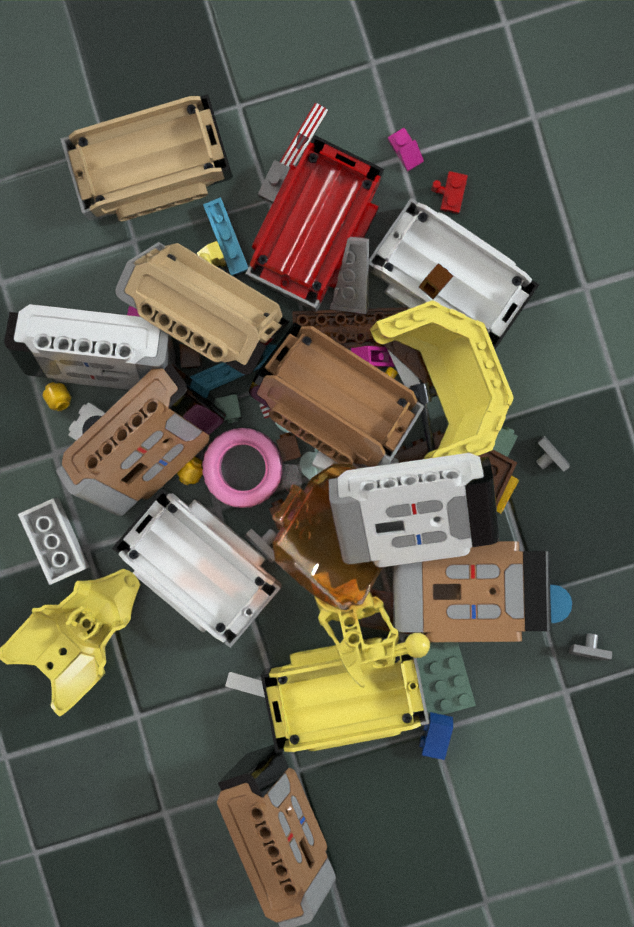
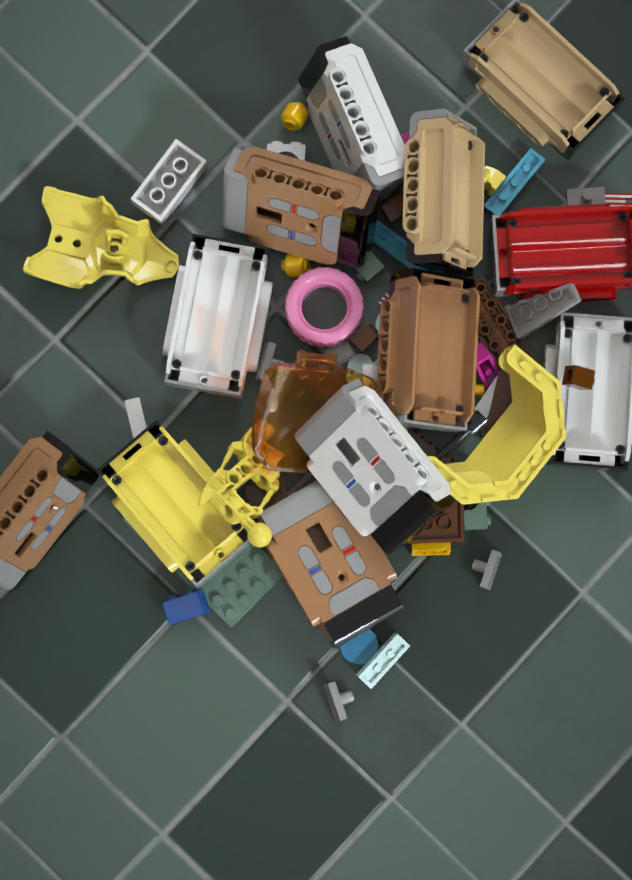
camera: 50 degrees right, 5 degrees down
(578, 591) = (383, 660): none -> light aqua plate

